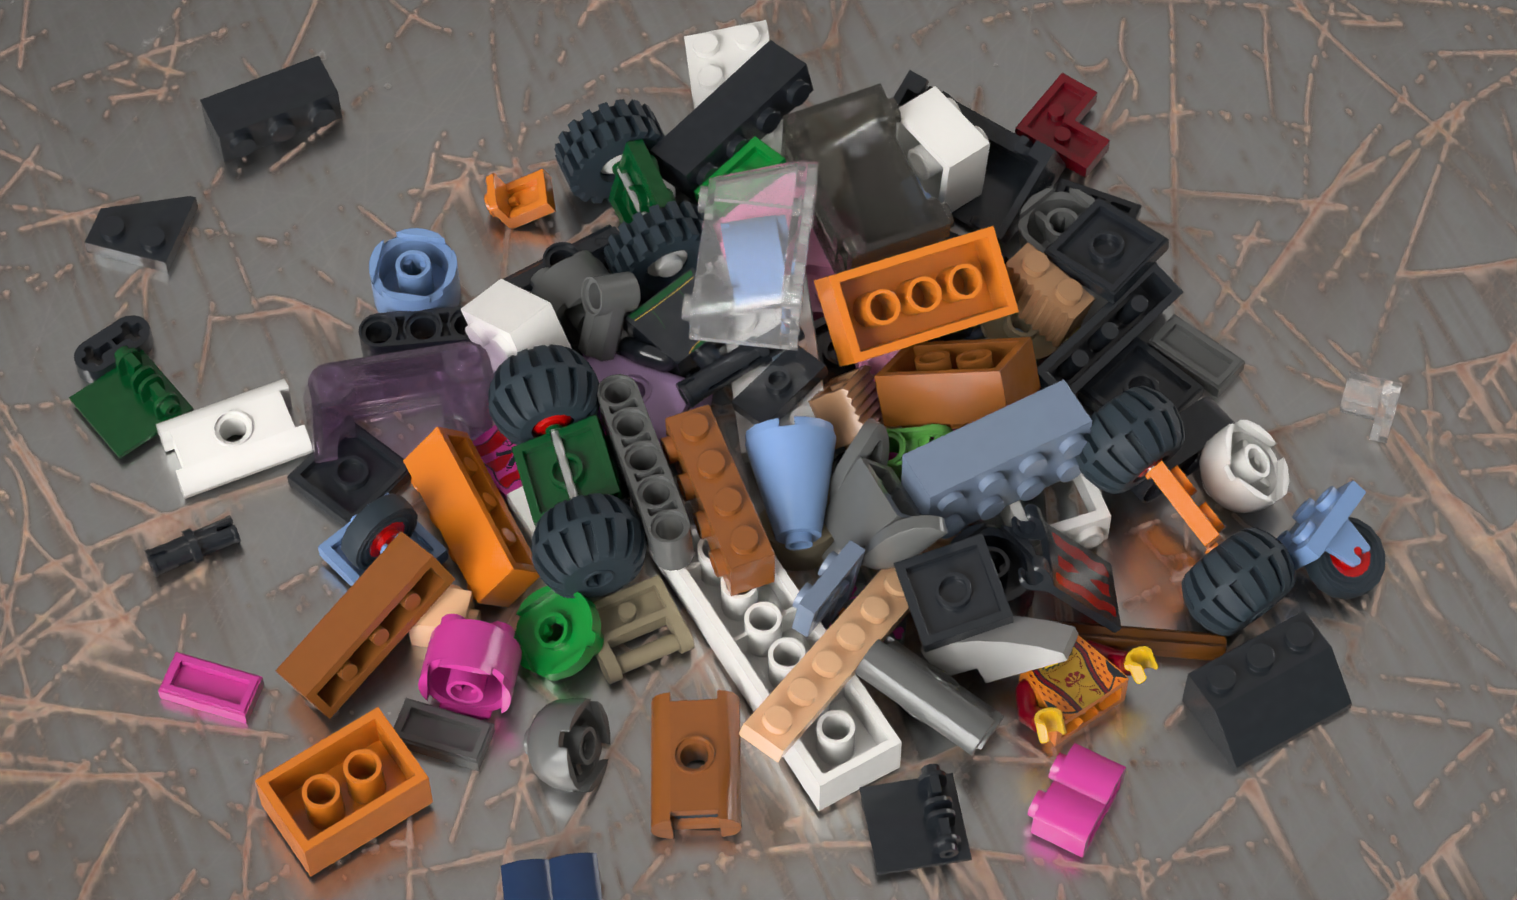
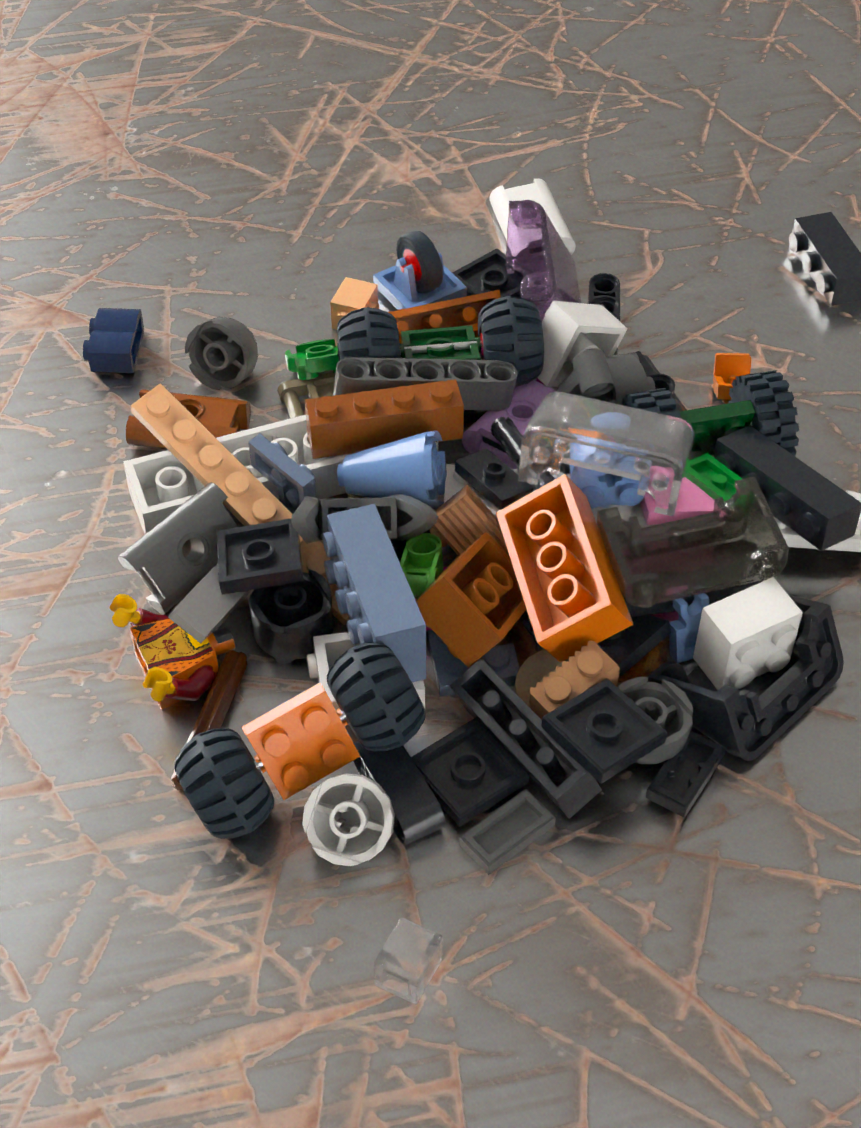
camera: 100 degrees right, 10 degrees down
(107, 342) = (622, 180): black beam -> none
(130, 401) = (578, 184): dark green hinge -> none
(142, 232) = (724, 199): black wing -> none
(192, 546) = (450, 203): black pin -> none
(211, 687) = (338, 208): dark pink tile -> none
(344, 791) = (227, 244): orange brick -> none
(365, 624) = (348, 254): dark orange brick -> none
(414, 272) = (654, 311): medium blue brick -> none
(444, 734) = (267, 306): dark grey tile -> none
(471, 666) = (300, 305): dark pink brick -> none
(915, 822) = (92, 546): black hinge -> none
(1056, 124) = (794, 756): dark red plate -> none
(1068, 571) = (265, 661): black flag -> none
(1076, 799) = (69, 644): dark pink brick -> none
(1267, 691) = (120, 804): black slope -> none
(1338, 550) = (243, 885): plate -> none

